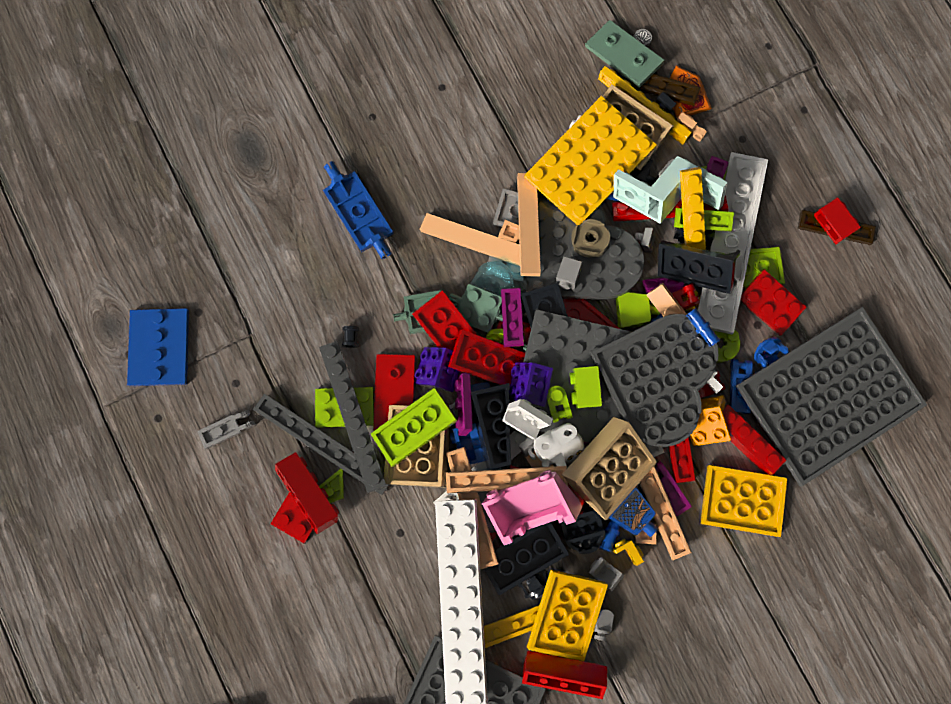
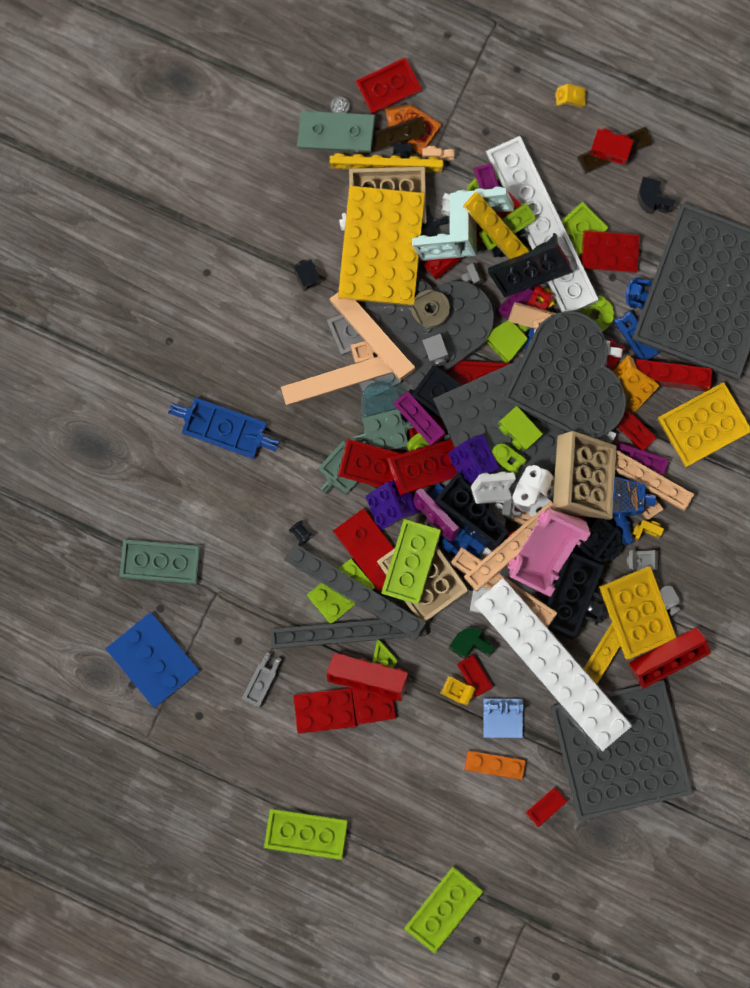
camera: 40 degrees left, 0 degrees up
(157, 581) = (305, 834): none -> lime plate
(225, 276) = (159, 562): none -> sand green plate
(254, 492) = (324, 711): none -> red plate
(352, 646) = (494, 765): none -> orange plate
(370, 561) = (457, 691): none -> yellow bracket
(389, 612) = (503, 718): none -> light blue hinge
(395, 559) = (474, 675): none -> red tile
(409, 525) = (470, 638): none -> dark green brick
(515, 143) = (307, 274): none -> black brick
(692, 49) = (388, 86): none -> red plate
(703, 327) = (572, 315): blue pin -> none
(833, 158) = (571, 95): none -> yellow bracket
(837, 283) = (649, 198): none -> black brick

